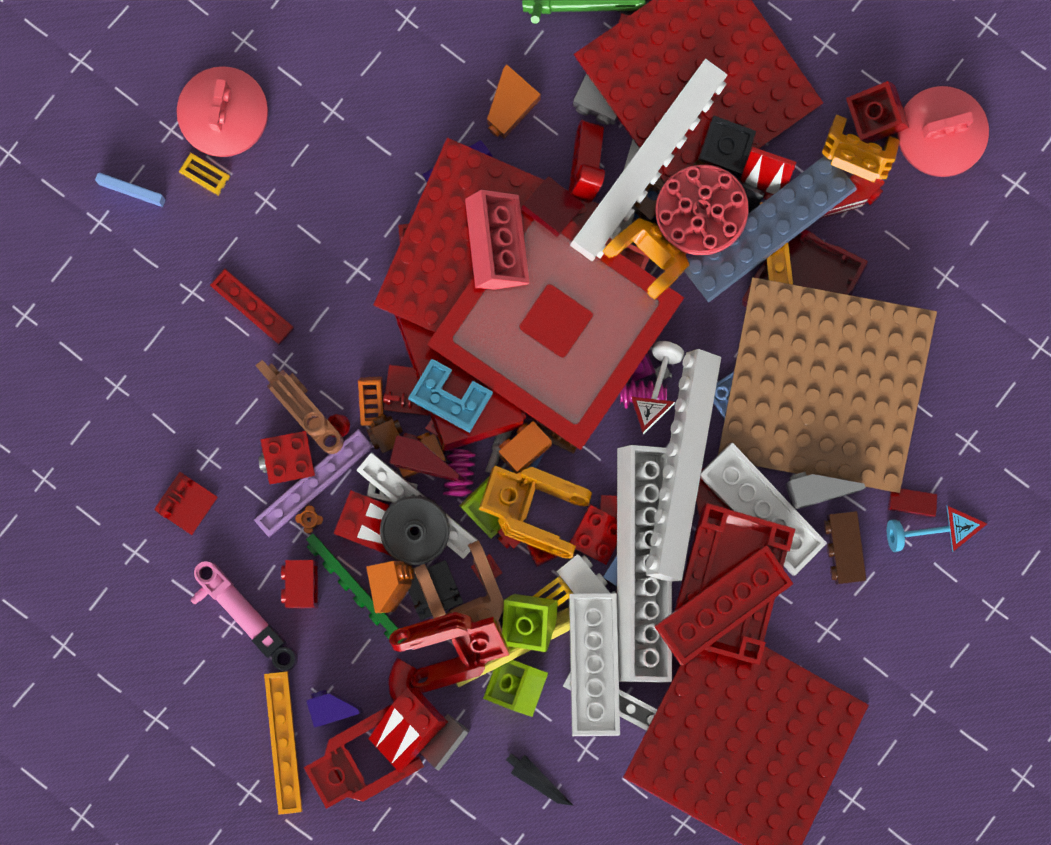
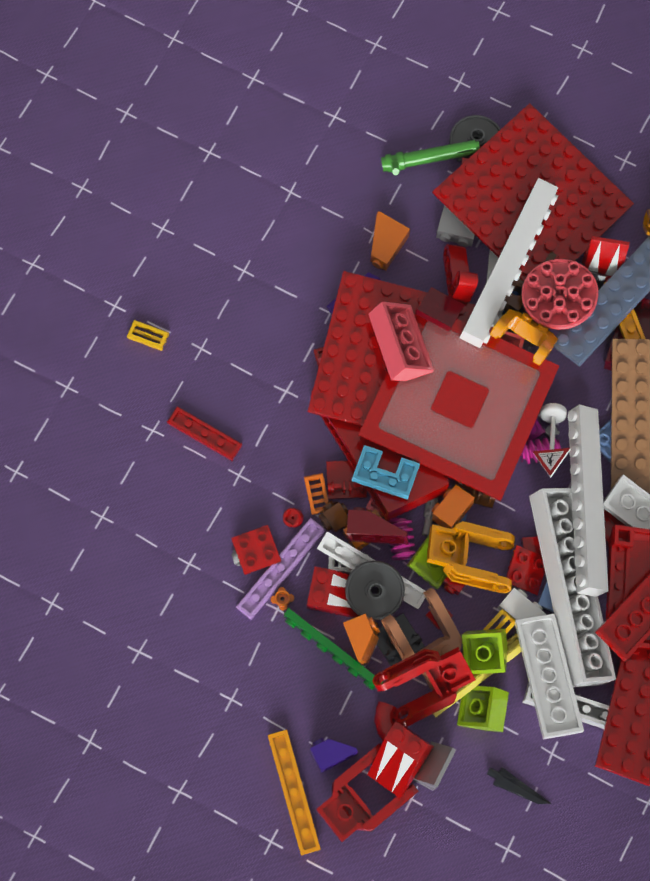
camera: 15 degrees left, 10 degrees down
(130, 189) = (89, 356): light blue tile -> none
(185, 503) = (176, 602): red hinge -> none
(222, 111) = (155, 284): coral bracket -> none
(260, 632) = (240, 686): bright pink piece -> none
(292, 396) = (261, 503): nougat plate -> none
(300, 584) = (287, 652): red brick -> none
(540, 556) = (481, 595): red tile -> none
(726, 145) = (567, 242): black plate -> none

